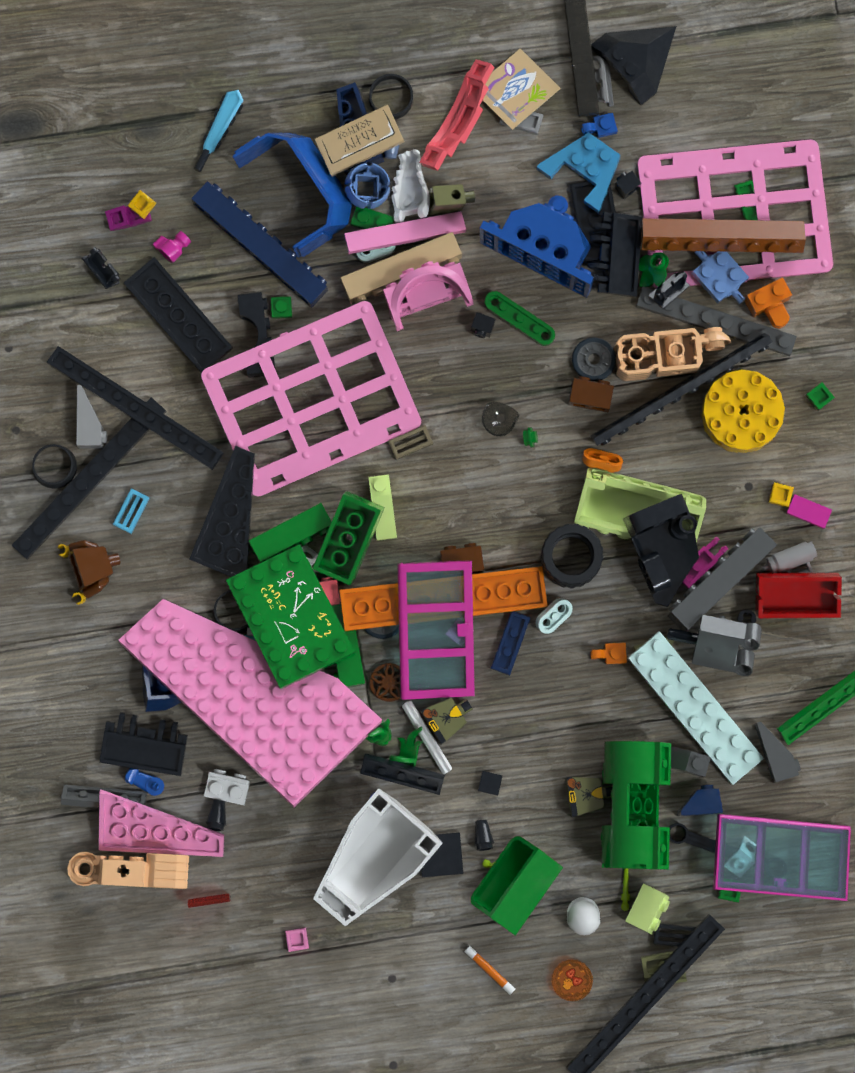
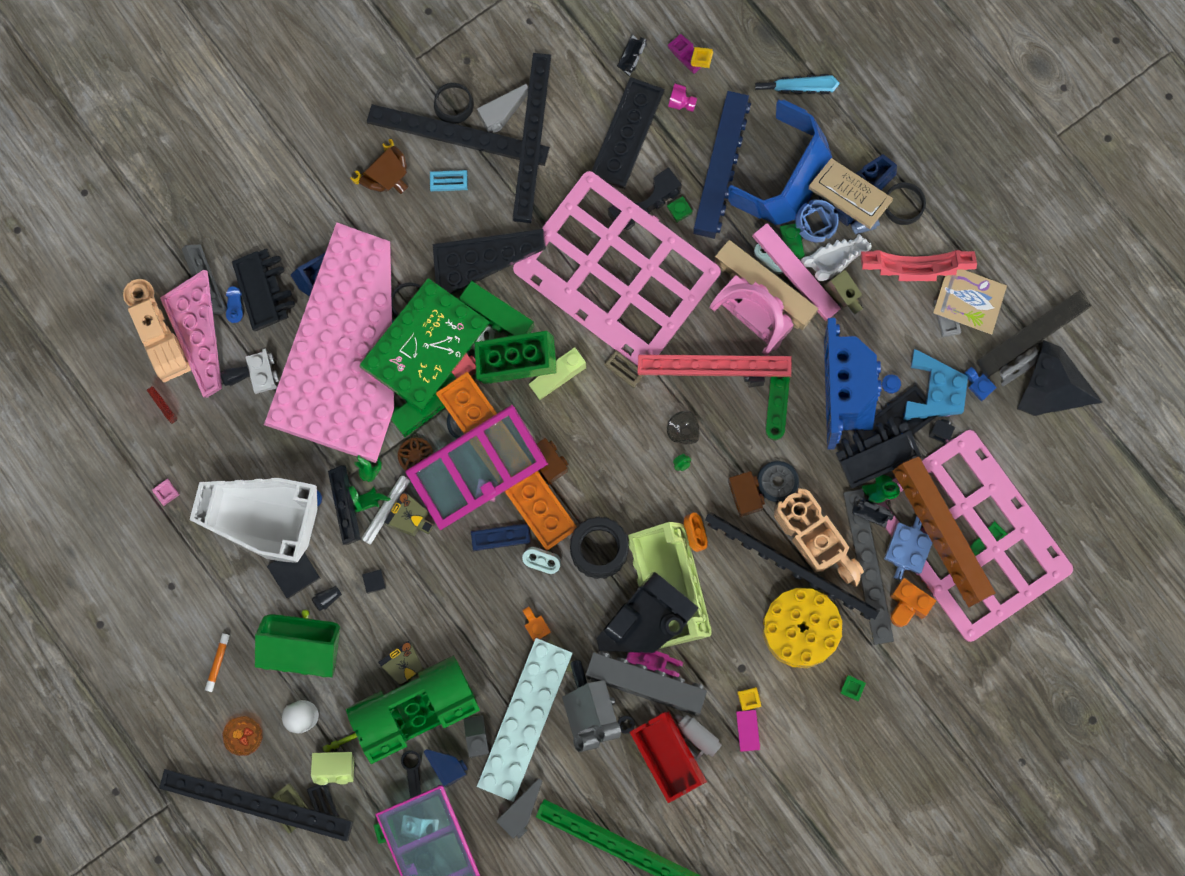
camera: 65 degrees right, 5 degrees down
(456, 357) = (715, 365): none -> coral plate

